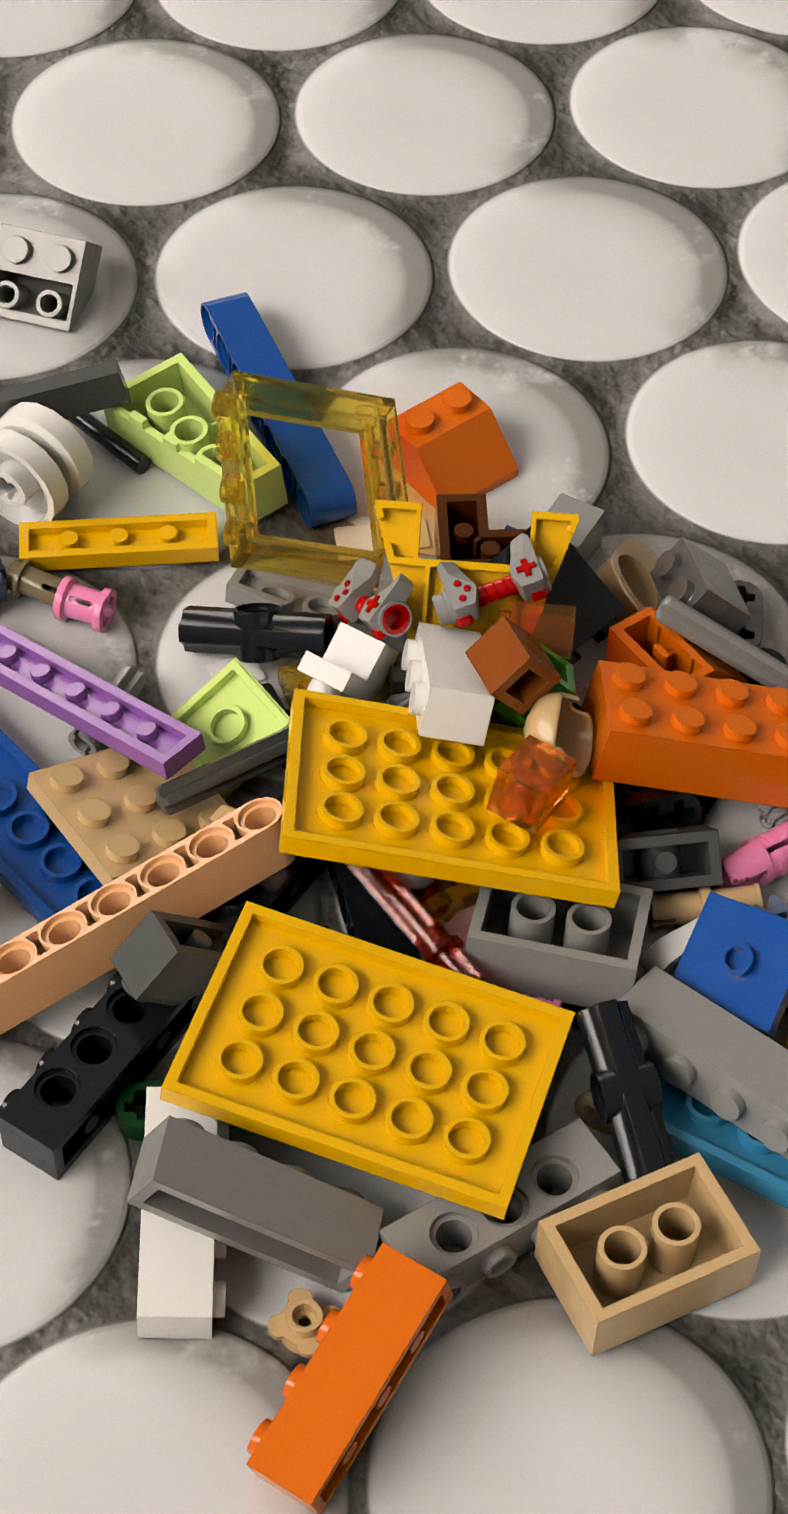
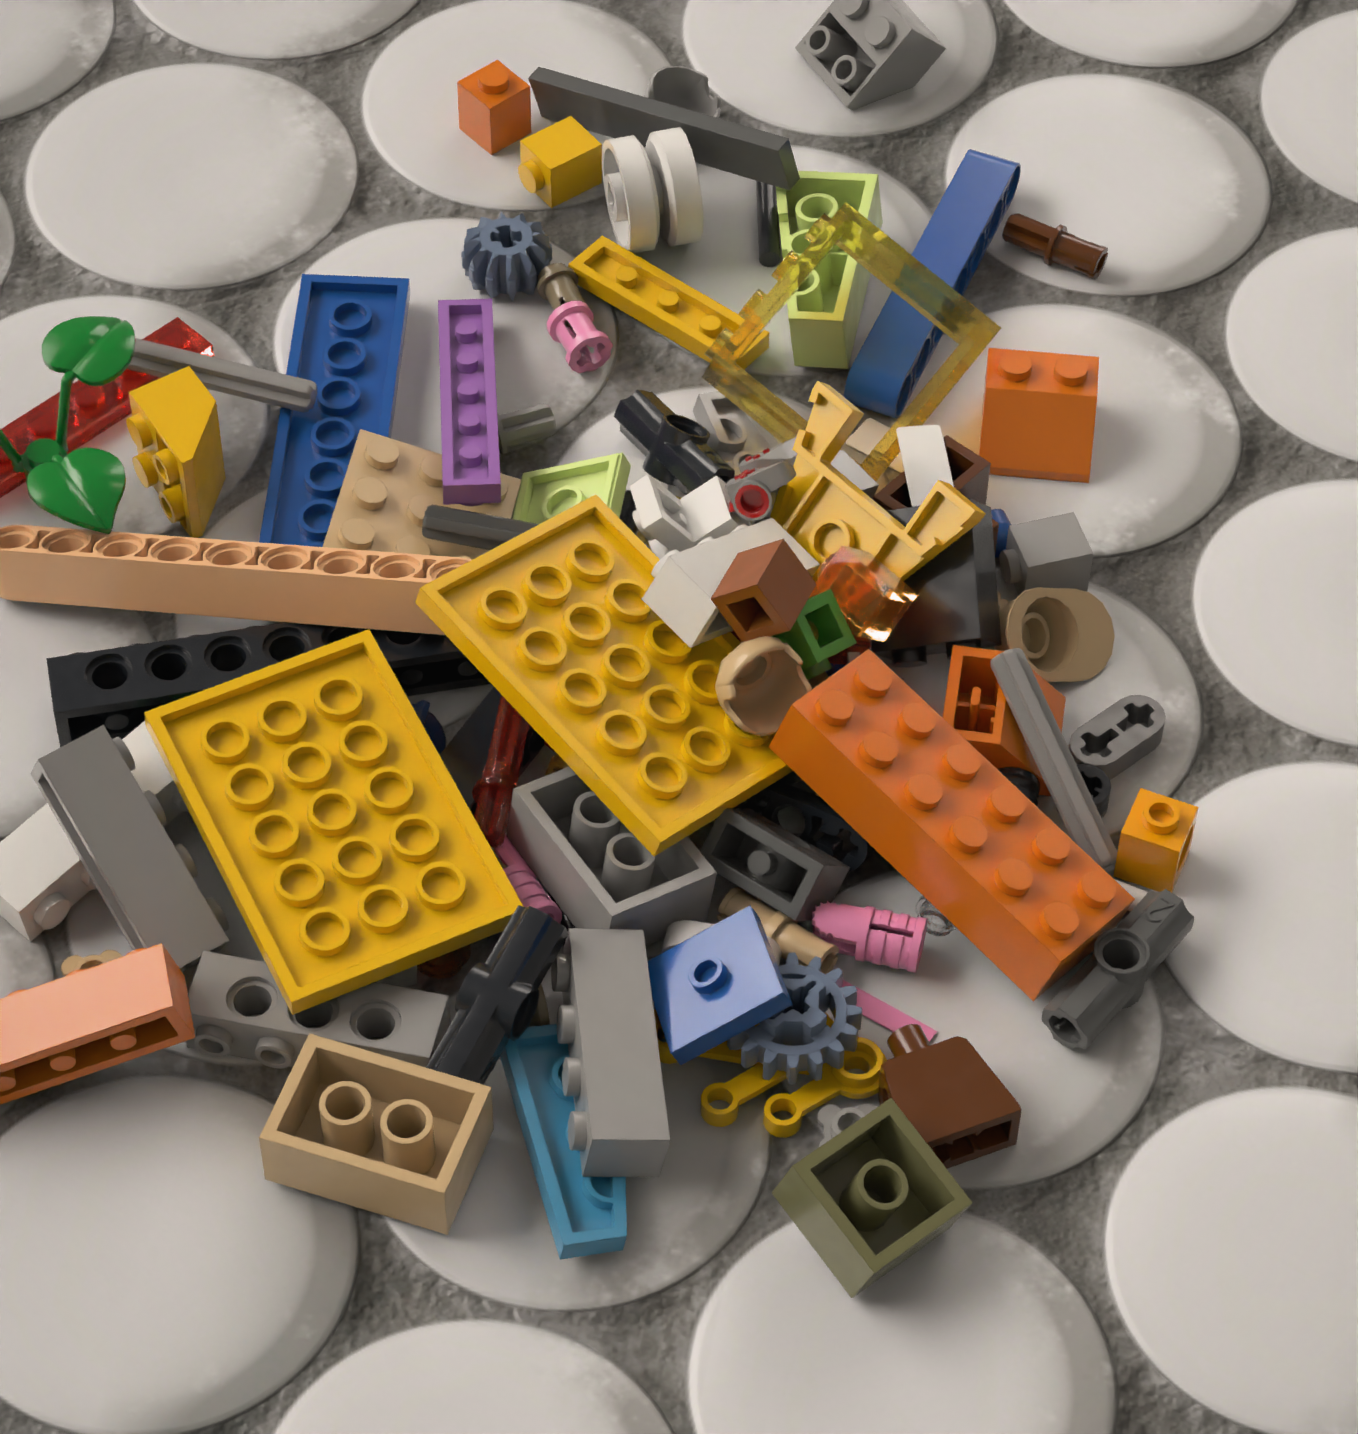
camera: 45 degrees right, 0 degrees up
(170, 957) = (274, 626): dark grey slope -> none
(321, 333) = (1055, 245): none -> reddish brown axle
(454, 525) = (923, 459): none -> white sticker
(462, 600) = (815, 519): light grey piece -> none
(531, 784) = (680, 702): clear orange brick -> none
(701, 584) = (1089, 675): flat silver brick -> none

